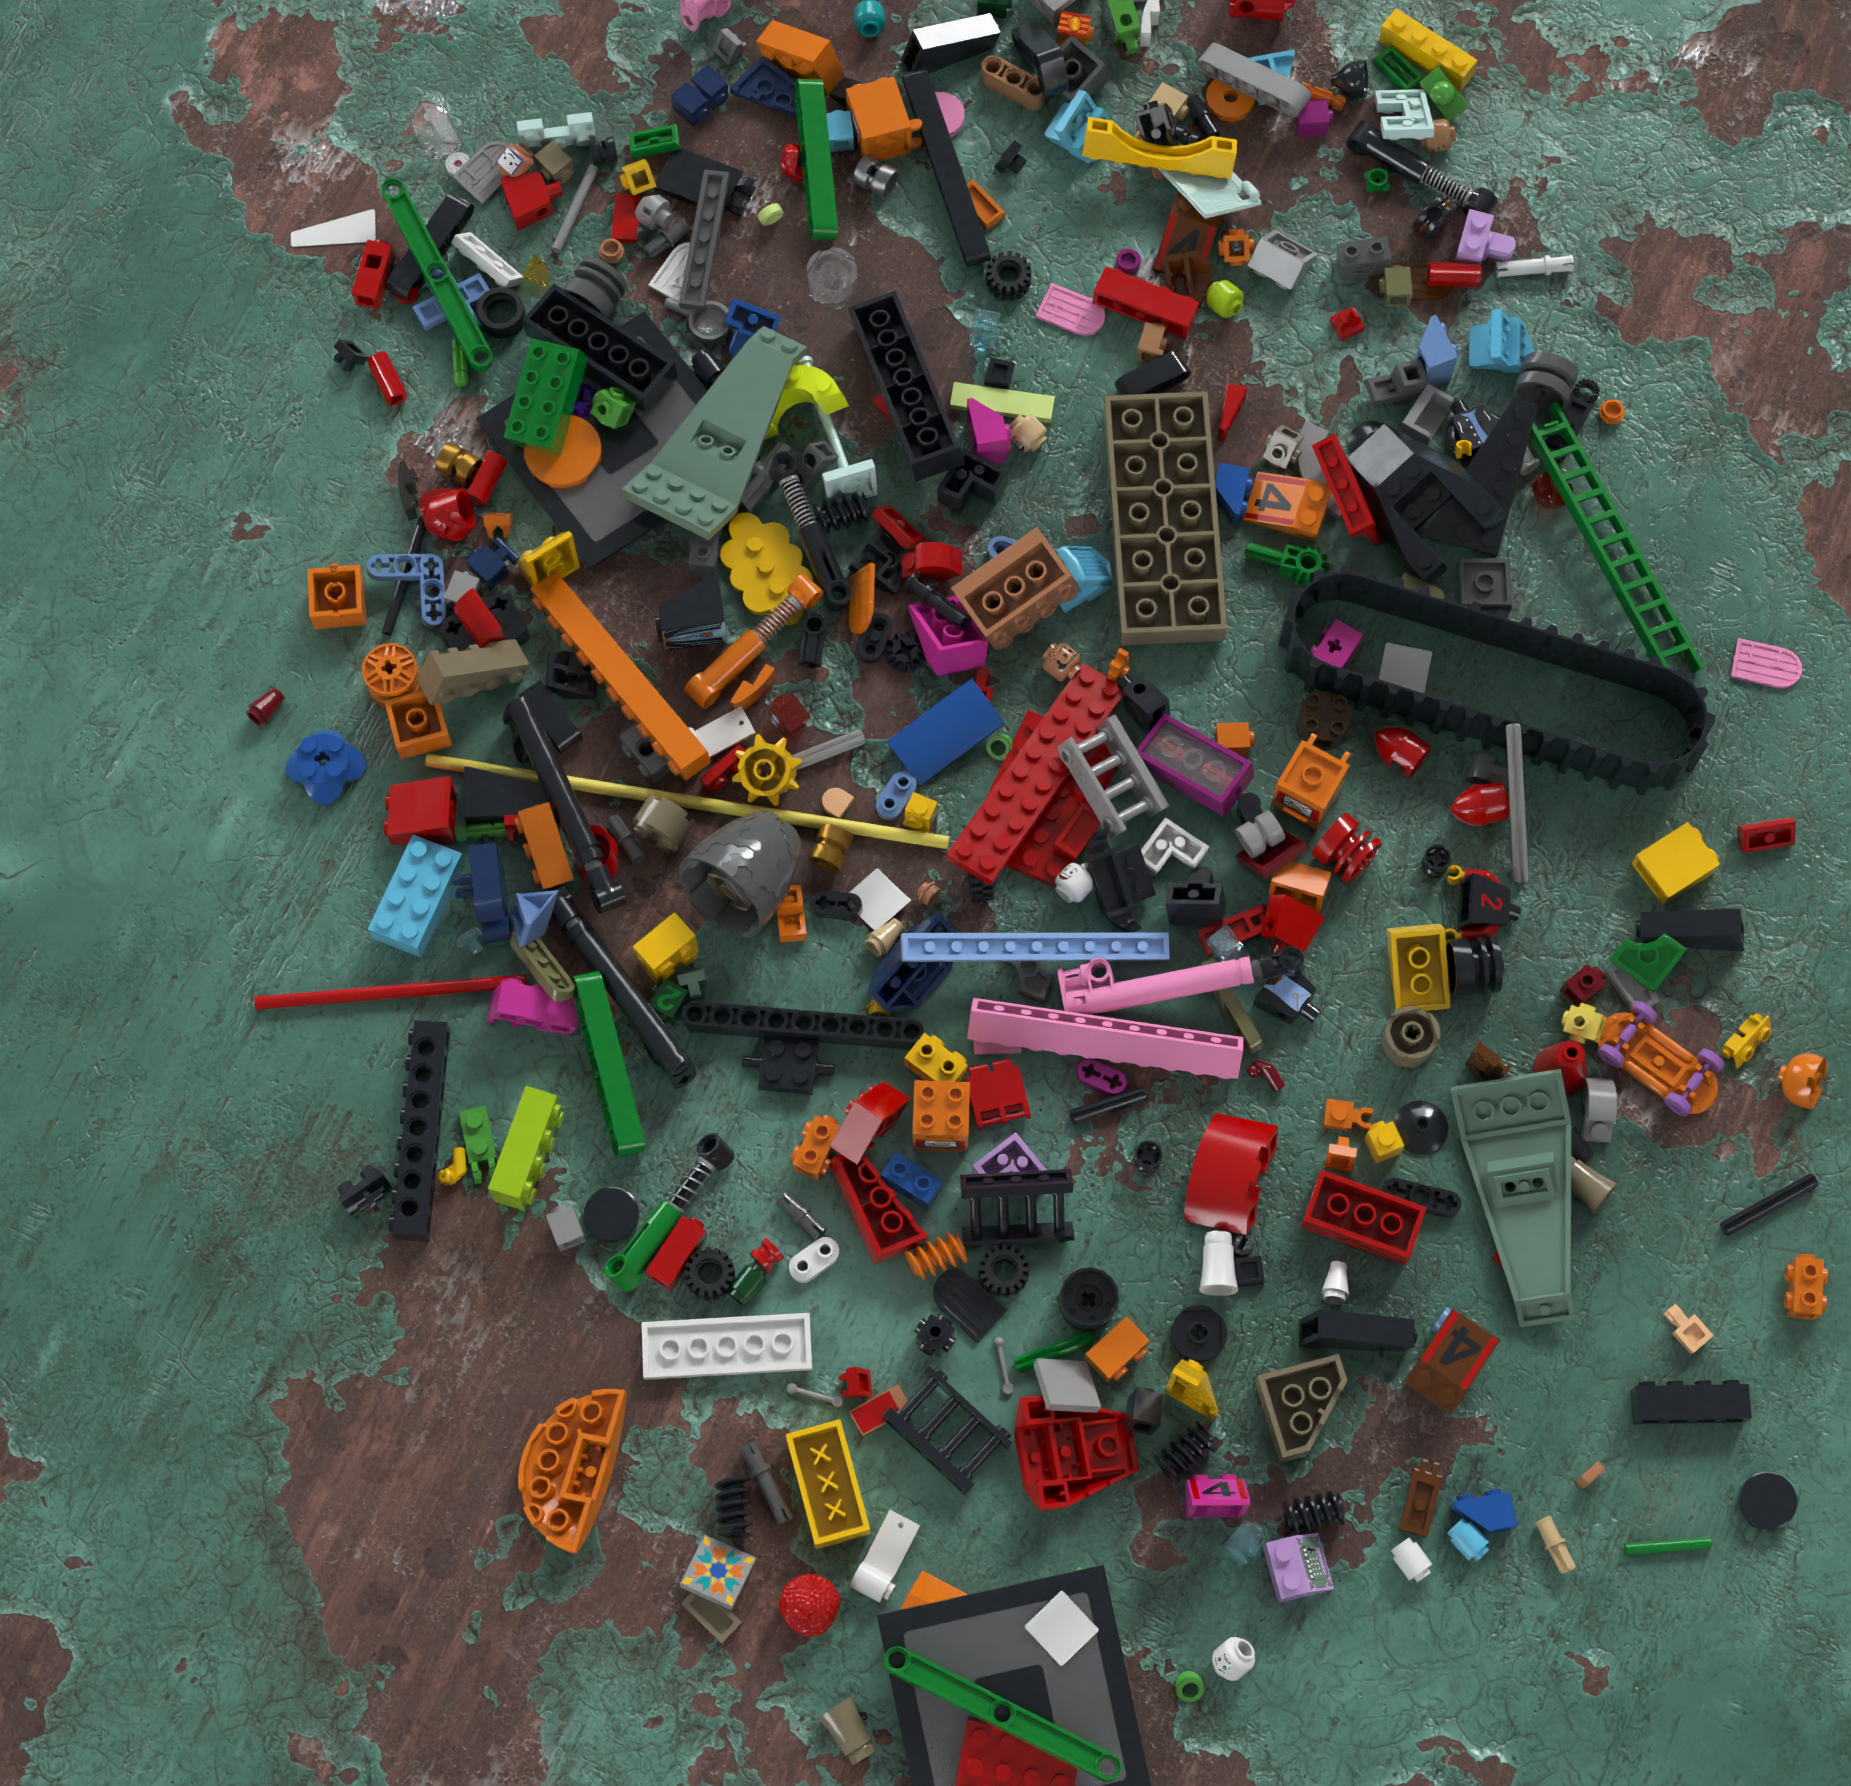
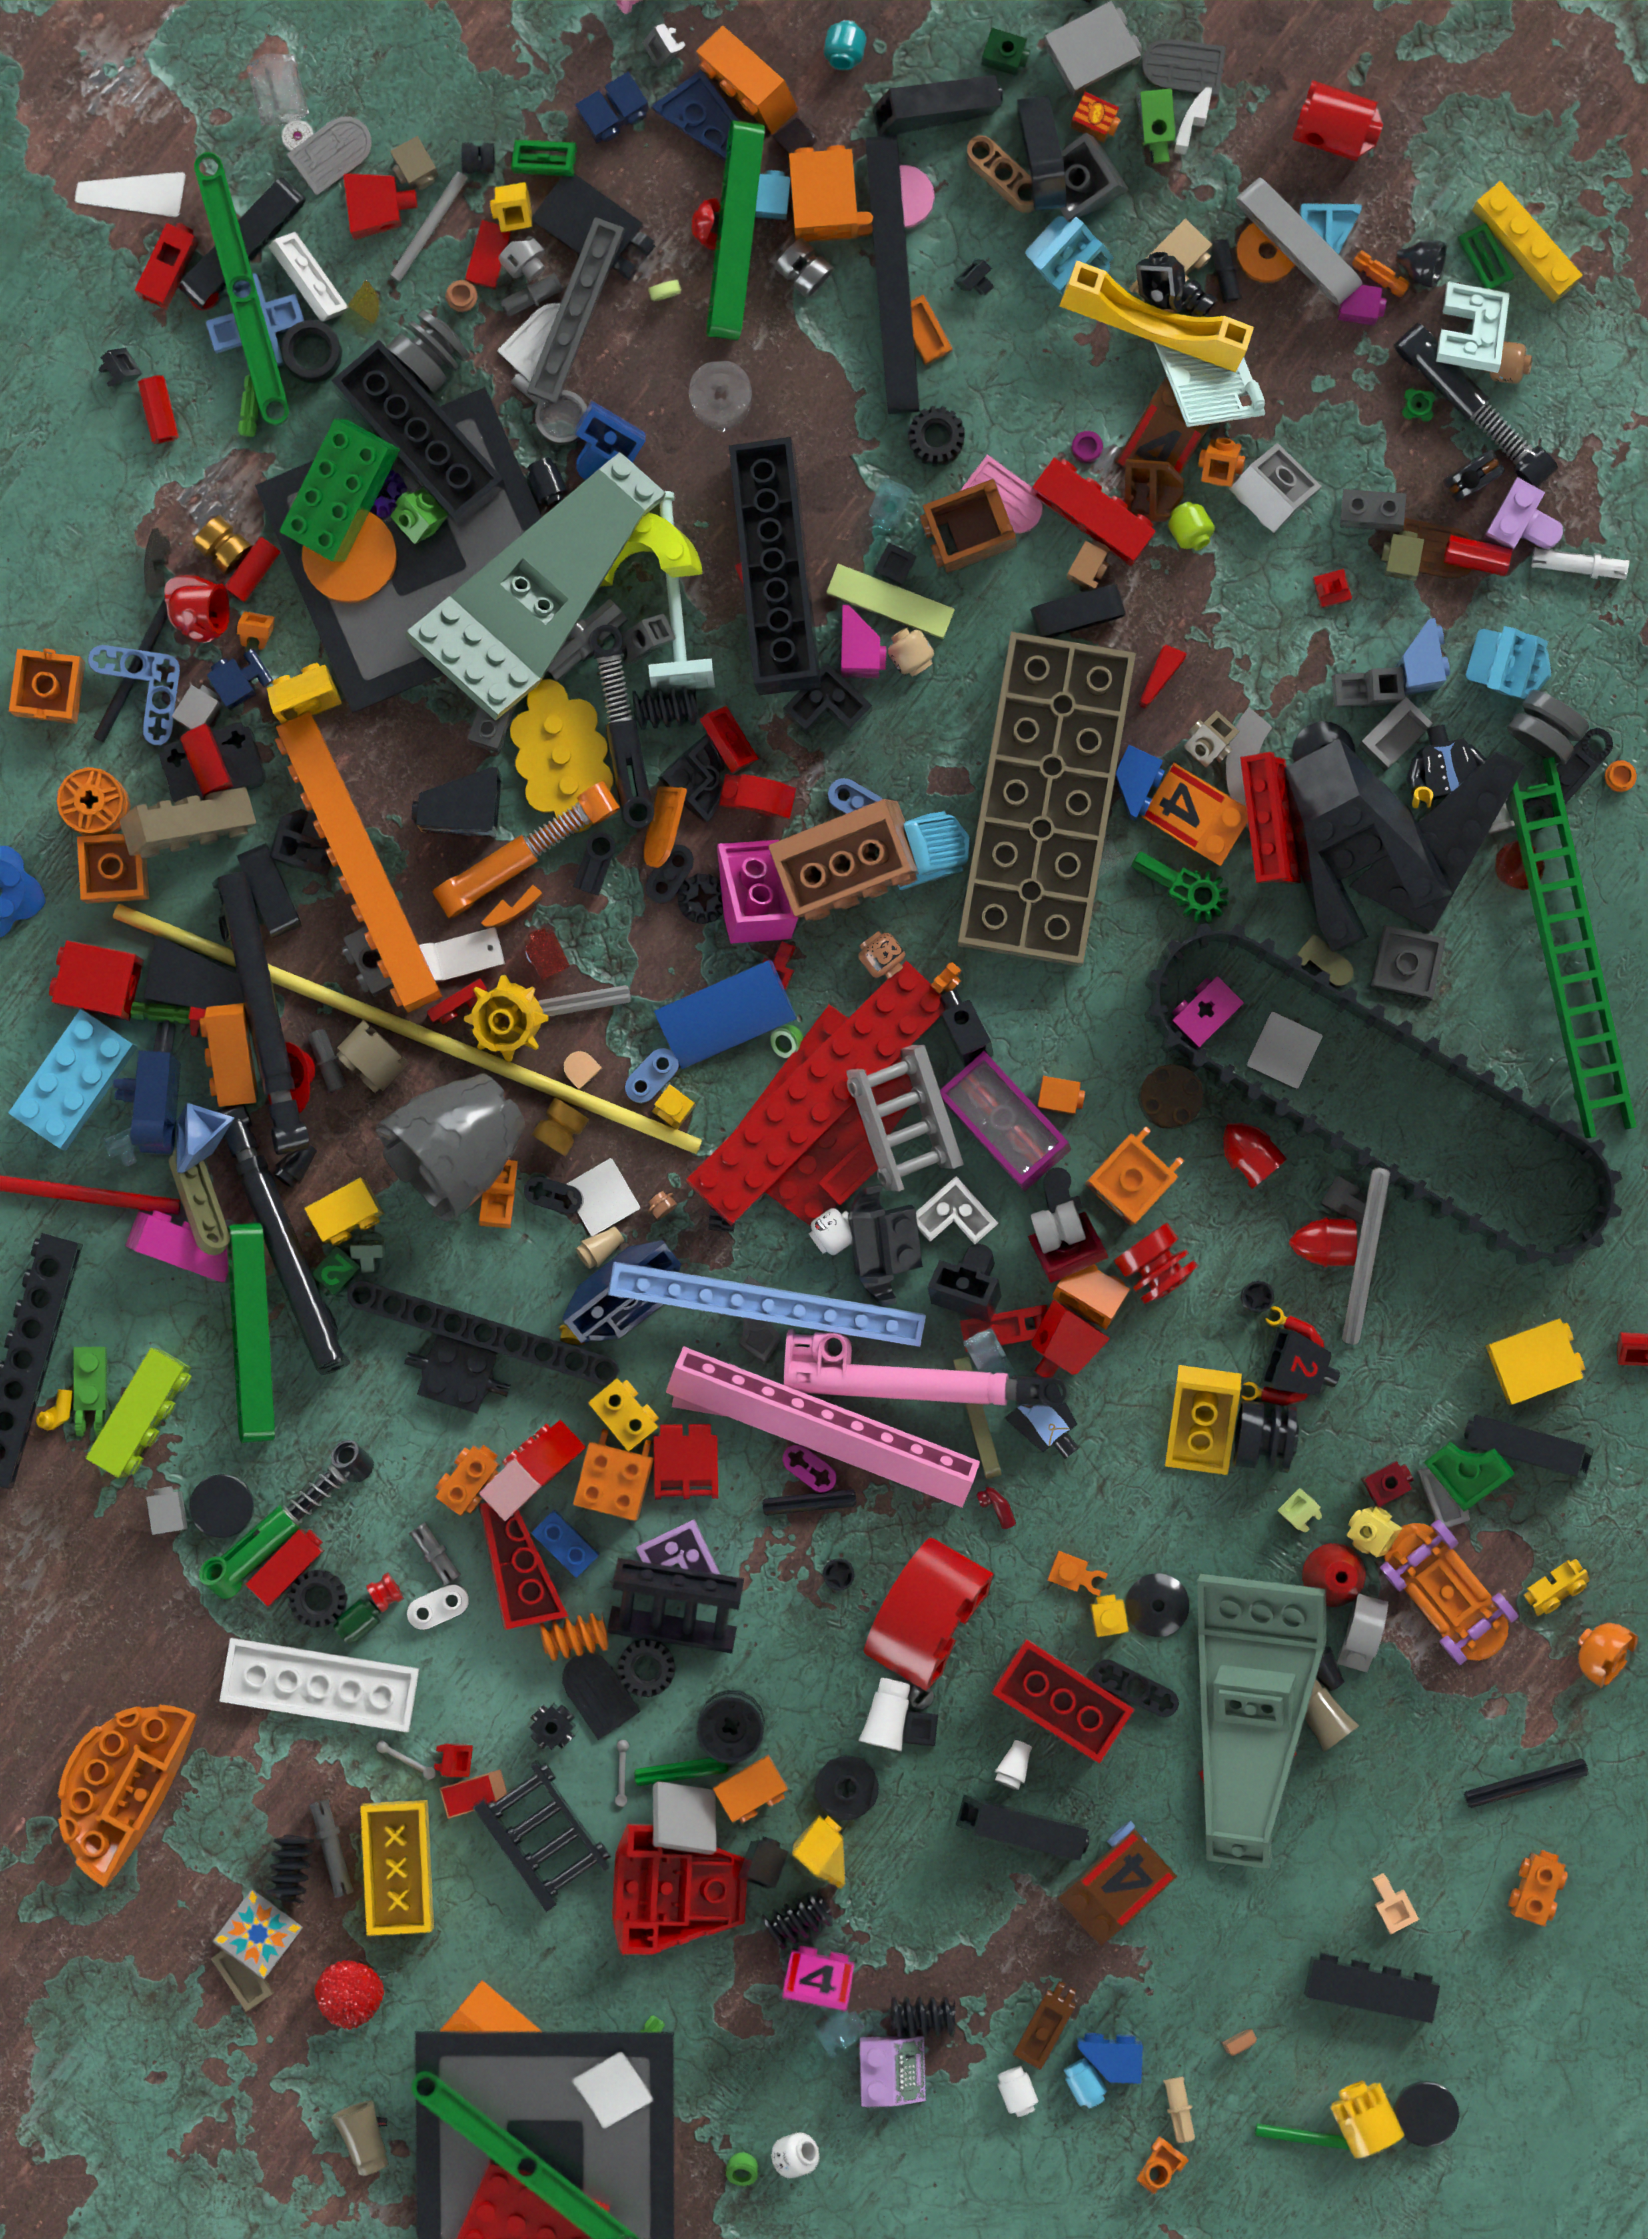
camera: 15 degrees right, 15 degrees up
(515, 160) = (366, 153): head -> none
(578, 132) = (397, 124): light aqua plate -> none
(615, 927) = (293, 1166): none -> black cone
(884, 1557) = (443, 1958): white door -> none
(929, 596) = (744, 840): black pin -> none
(1051, 329) = (976, 523): none -> dark orange container
(1299, 1403) = (938, 1894): dark tan brick -> none
(1340, 1155) = (1056, 1621): orange tile -> none
(1418, 1024) = (1182, 1488): dark tan brick -> none
(1444, 94) = (1531, 307): bright green tile -> none
(1486, 1064) = (1245, 1555): reddish brown plate -> none
(1517, 1022) = (1299, 1510): none -> yellowish green tile
(1554, 1593) = (1165, 2161): none -> orange plate
(1718, 1513) = (1366, 2119): none -> yellow gear

